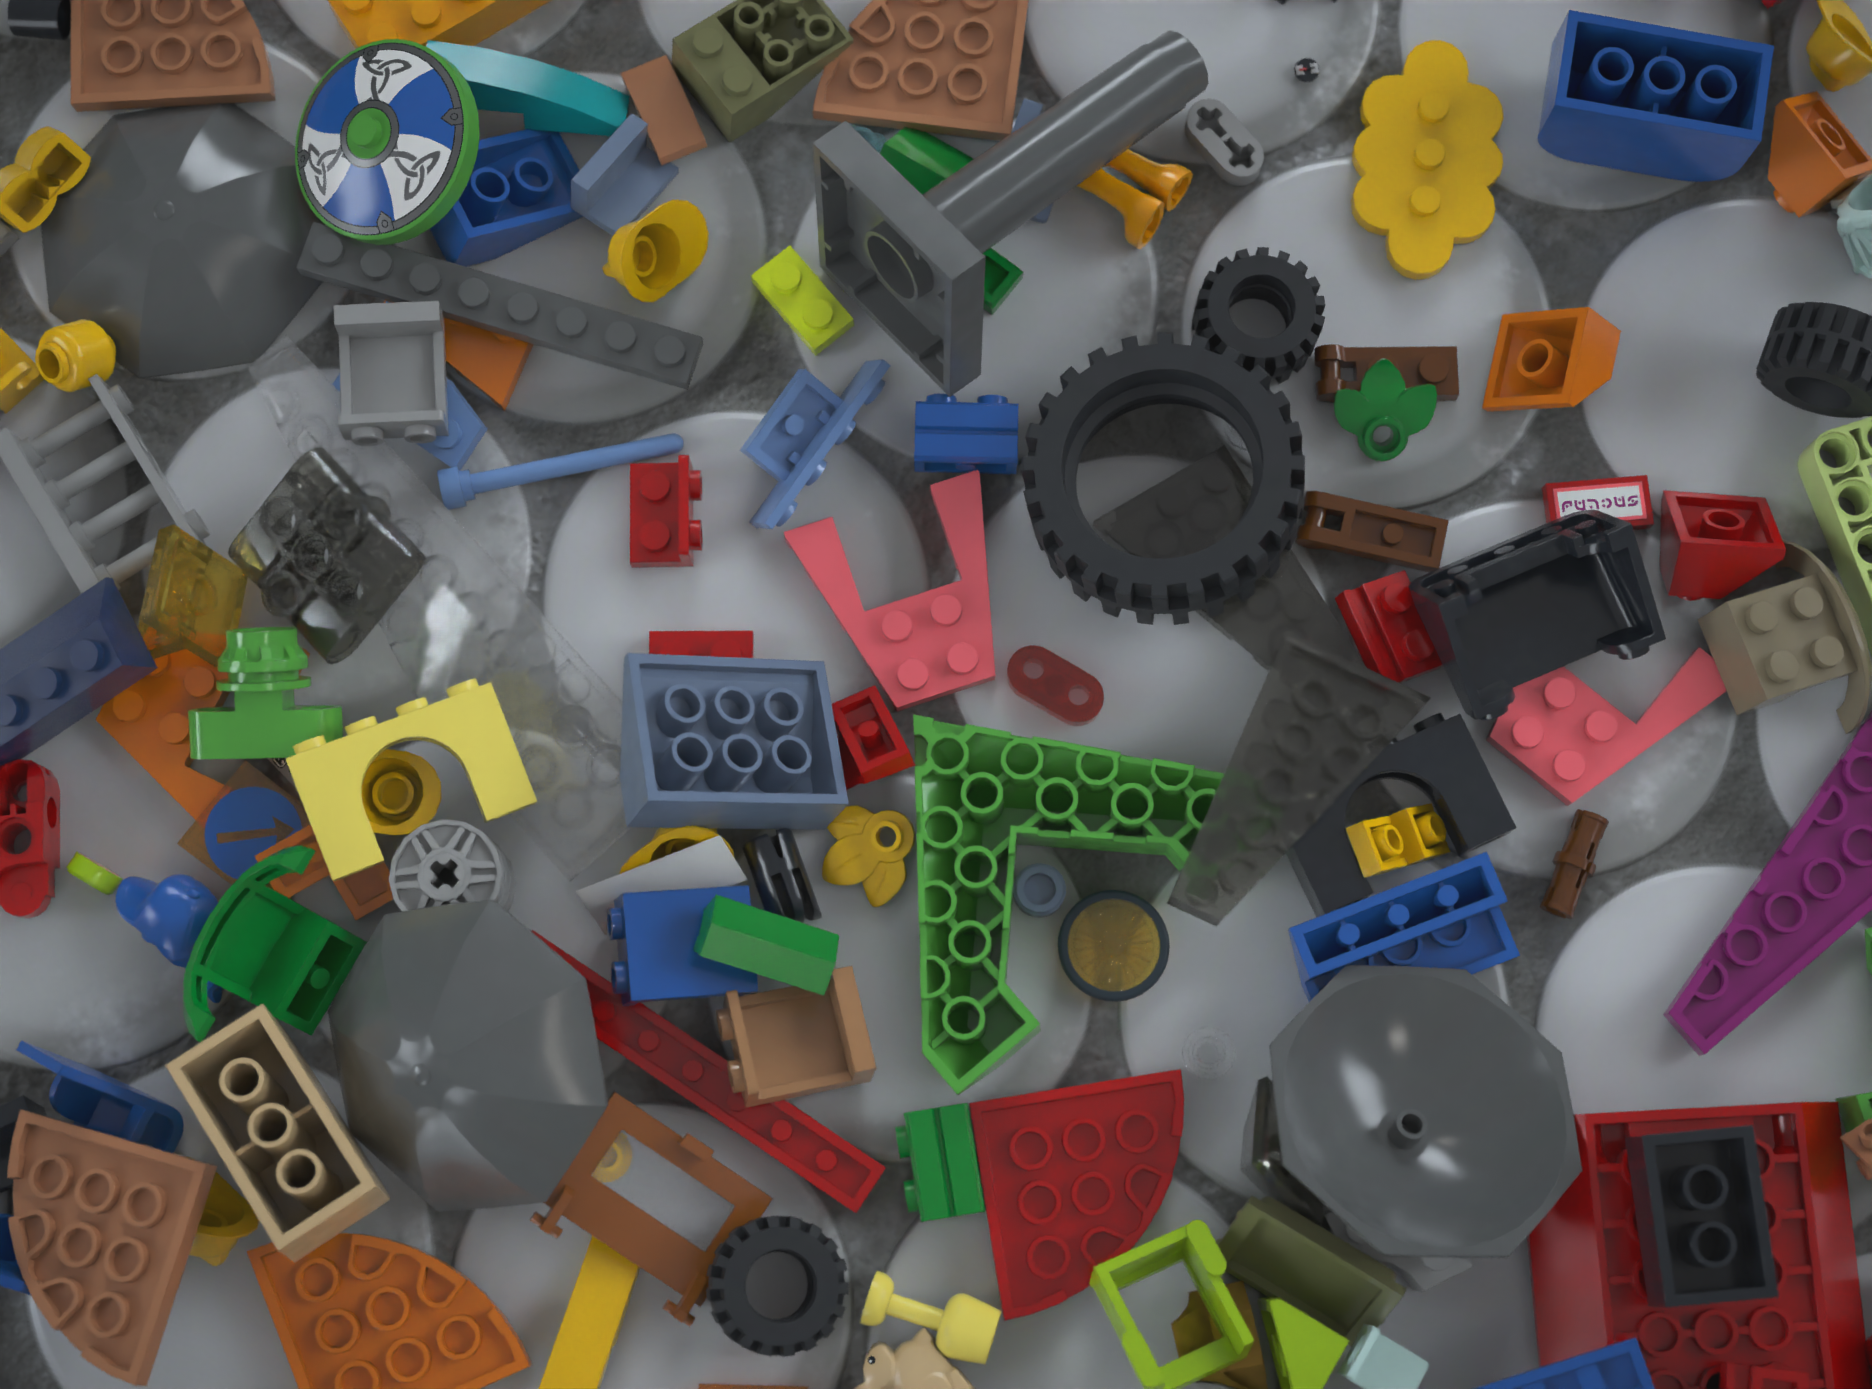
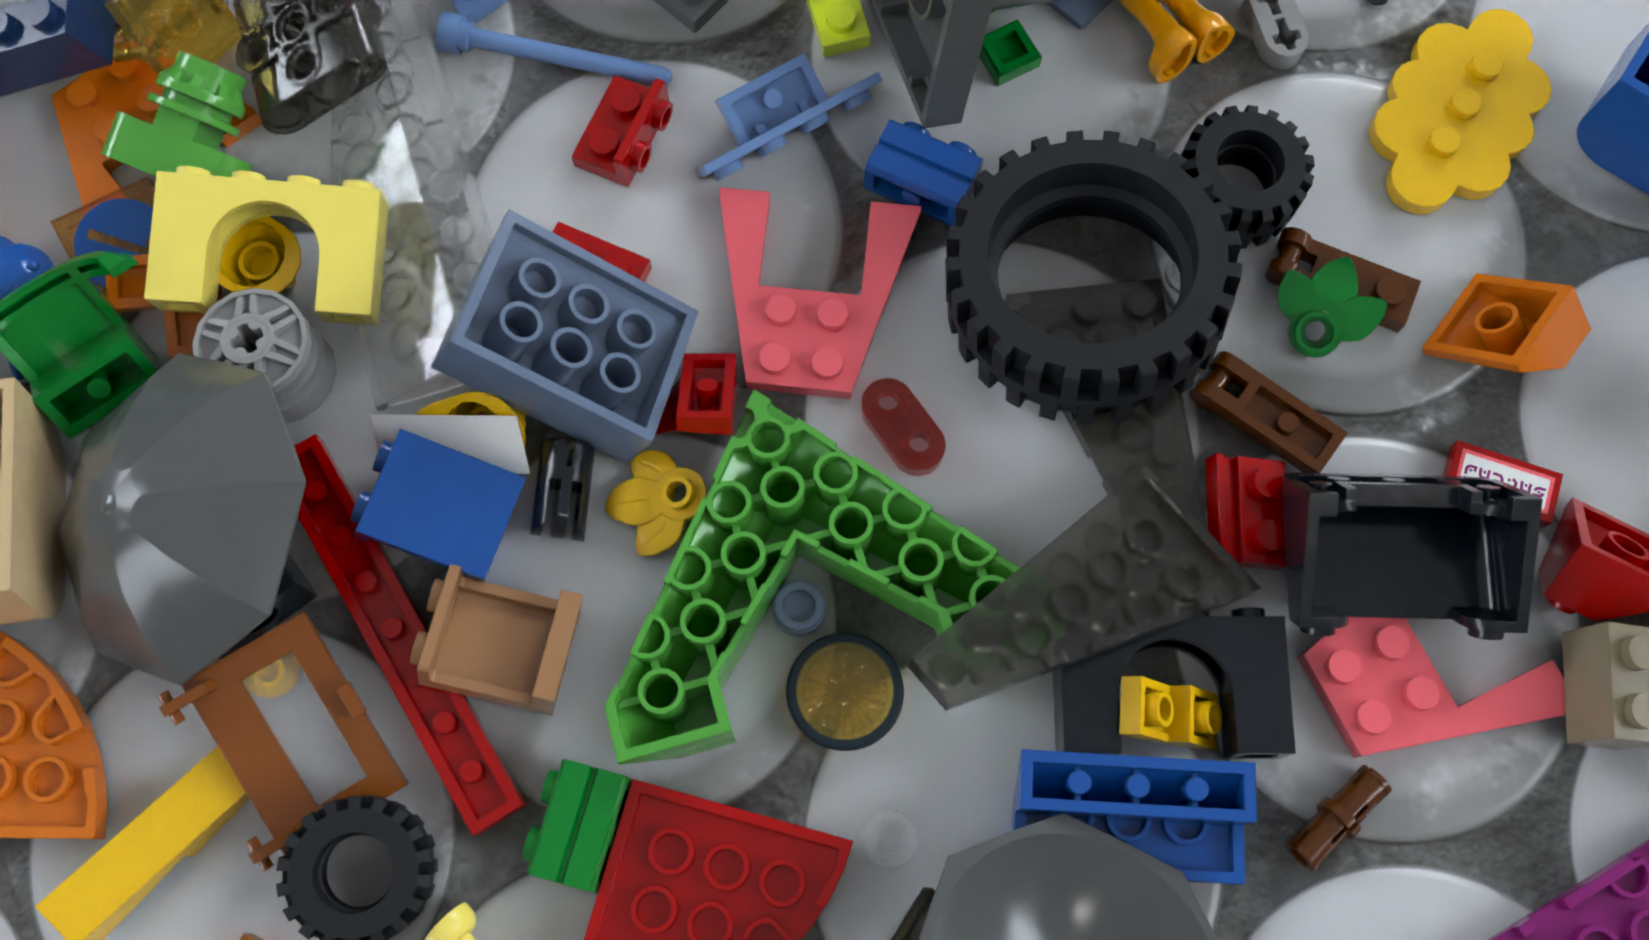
camera: 25 degrees right, 5 degrees down
(767, 944) = (511, 538): green piece -> none

